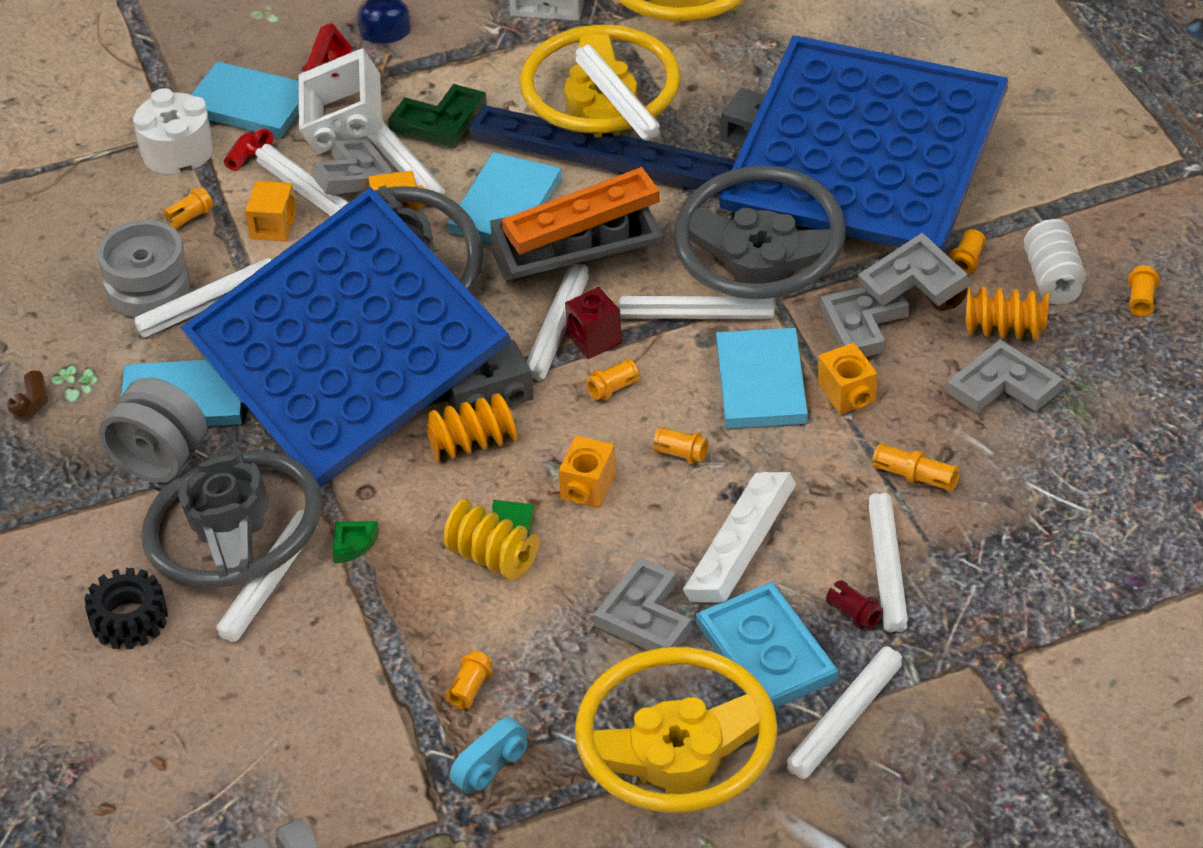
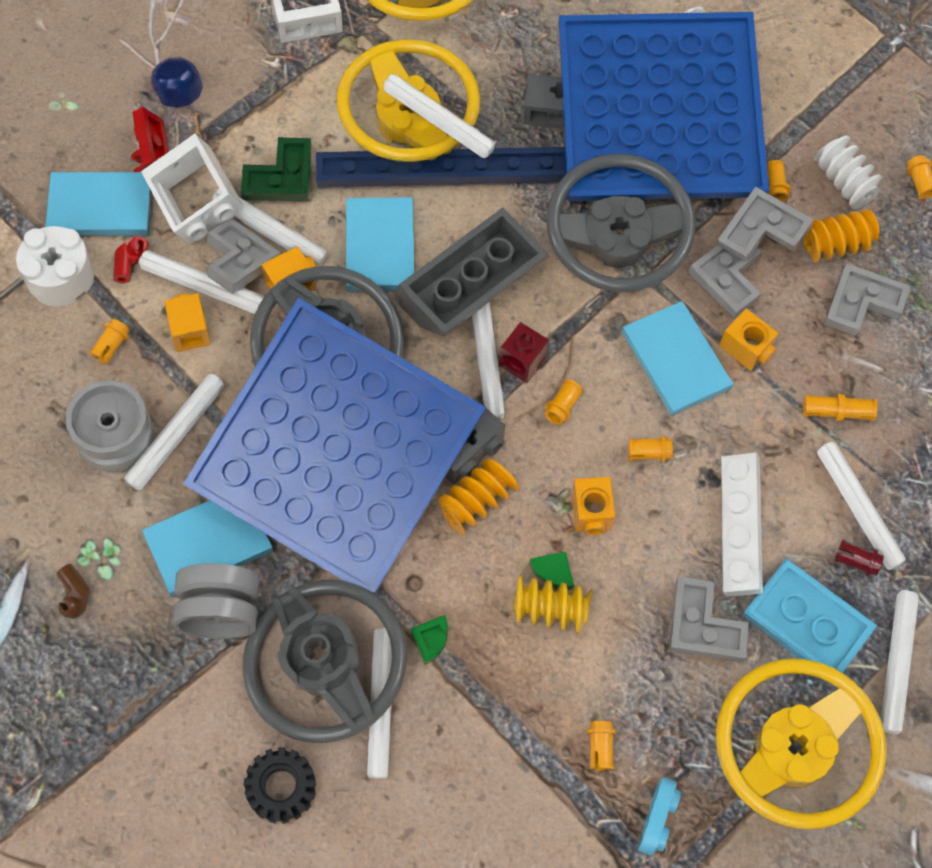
camera: 30 degrees left, 20 degrees up
(580, 210) = (475, 254): orange plate -> none
(695, 307) = (585, 308): white axle -> none

